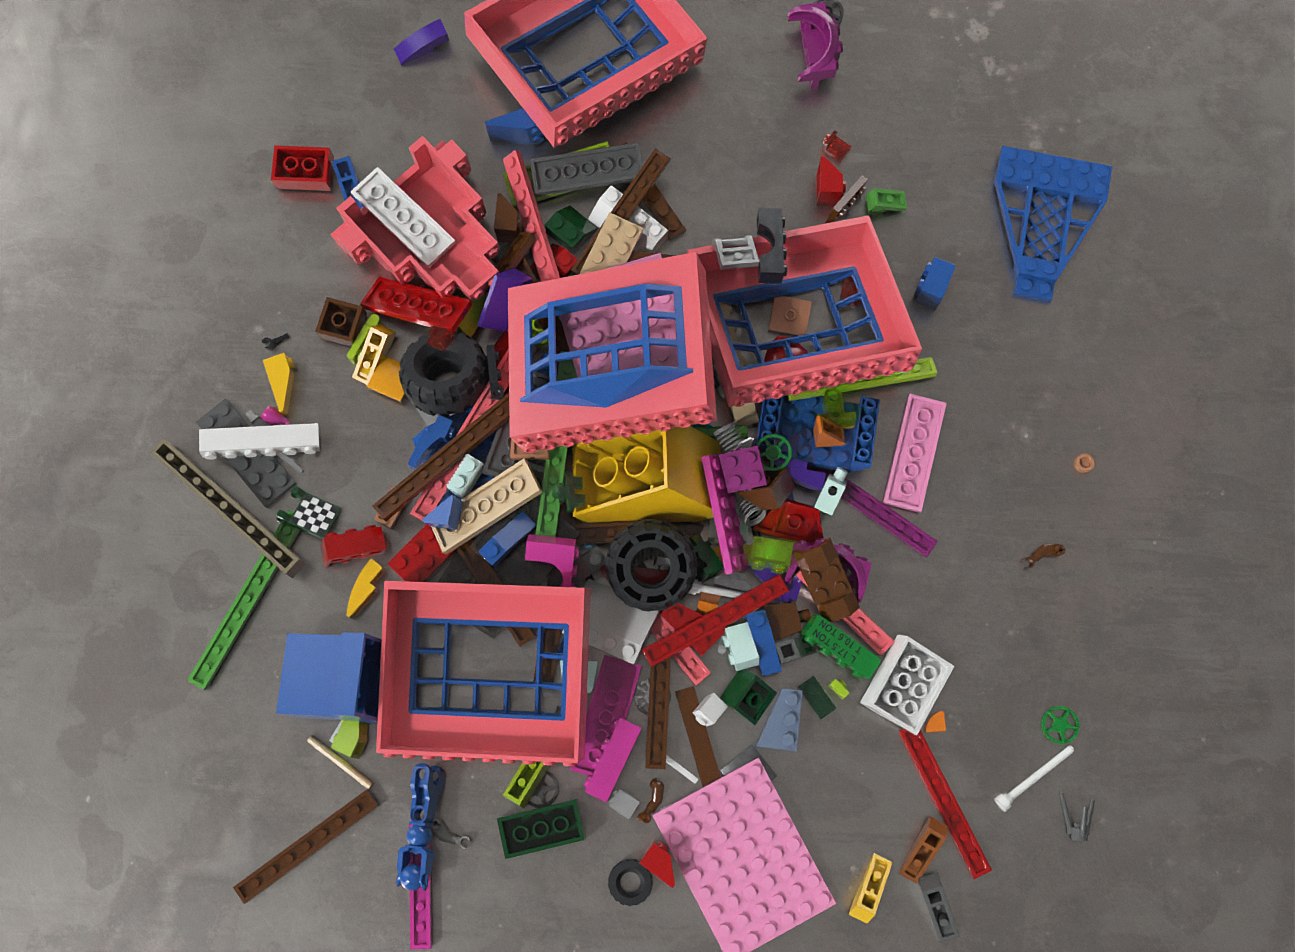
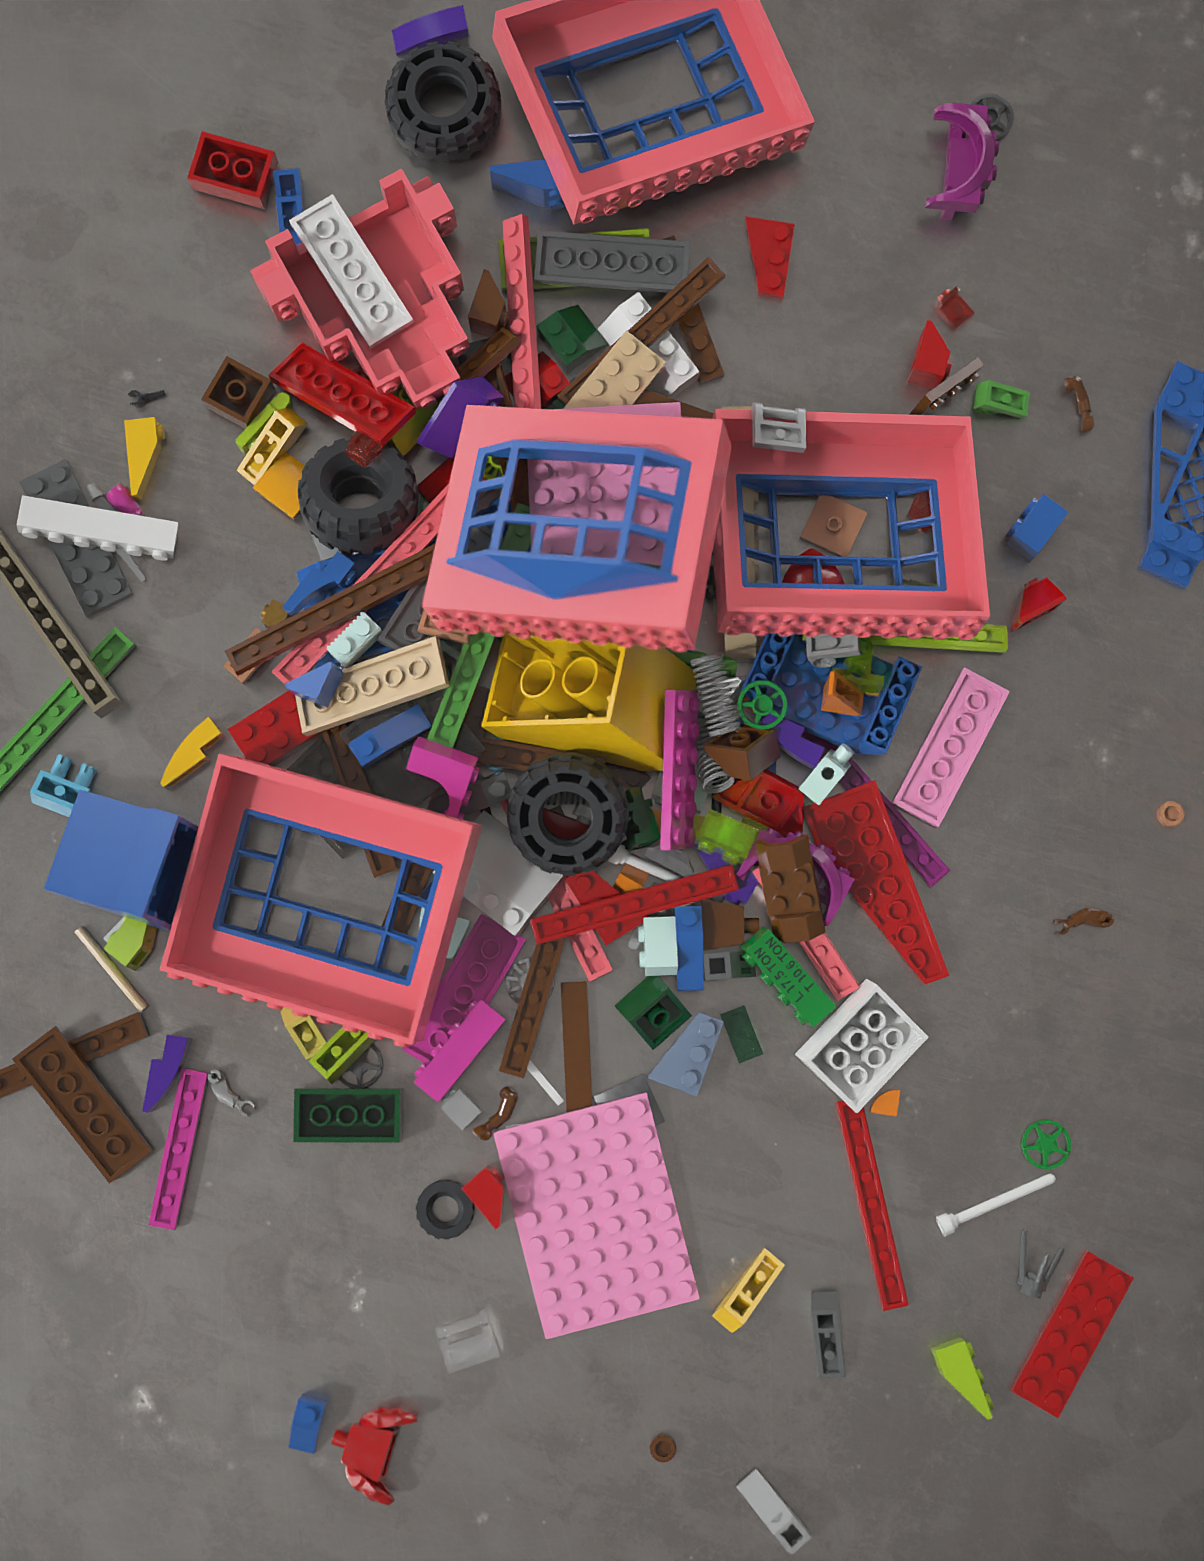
camera: 10 degrees right, 5 degrees up
(270, 640) = (58, 793): none -> medium azure brick
(311, 515) = (144, 641): flag -> none
(340, 869) = (82, 1104): none -> reddish brown plate
(352, 545) = (188, 693): red wedge -> none
(397, 829) = (166, 1071): none -> dark purple slope
(401, 472) = (273, 614): none -> pearl gold plate
(424, 797) = (191, 1086): blue piece -> none
(445, 110) = (452, 135): none -> black tyre
(494, 373) = (423, 515): black hinge -> none
(494, 774) = (304, 1032): none -> light yellow slope
(570, 484) = (487, 684): clear green hips -> none
(697, 137) = (770, 250): none -> red wing
(709, 710) = (599, 1017): white brick -> none
(743, 469) = (716, 718): magenta plate -> none
(770, 226) = (820, 456): black arch -> none
(808, 401) = (824, 649): none -> light grey plate
(839, 688) = (773, 1029): lime plate -> none
(873, 536) = (866, 845): none -> red wing
(924, 849) = (829, 1258): dark orange slope -> none
(944, 191) = (1084, 408): none -> reddish brown arm
(948, 335) = (1036, 601): none -> red slope
(1040, 908) = (956, 1365): none -> lime slope
(1117, 862) = (1071, 1334): none -> red plate

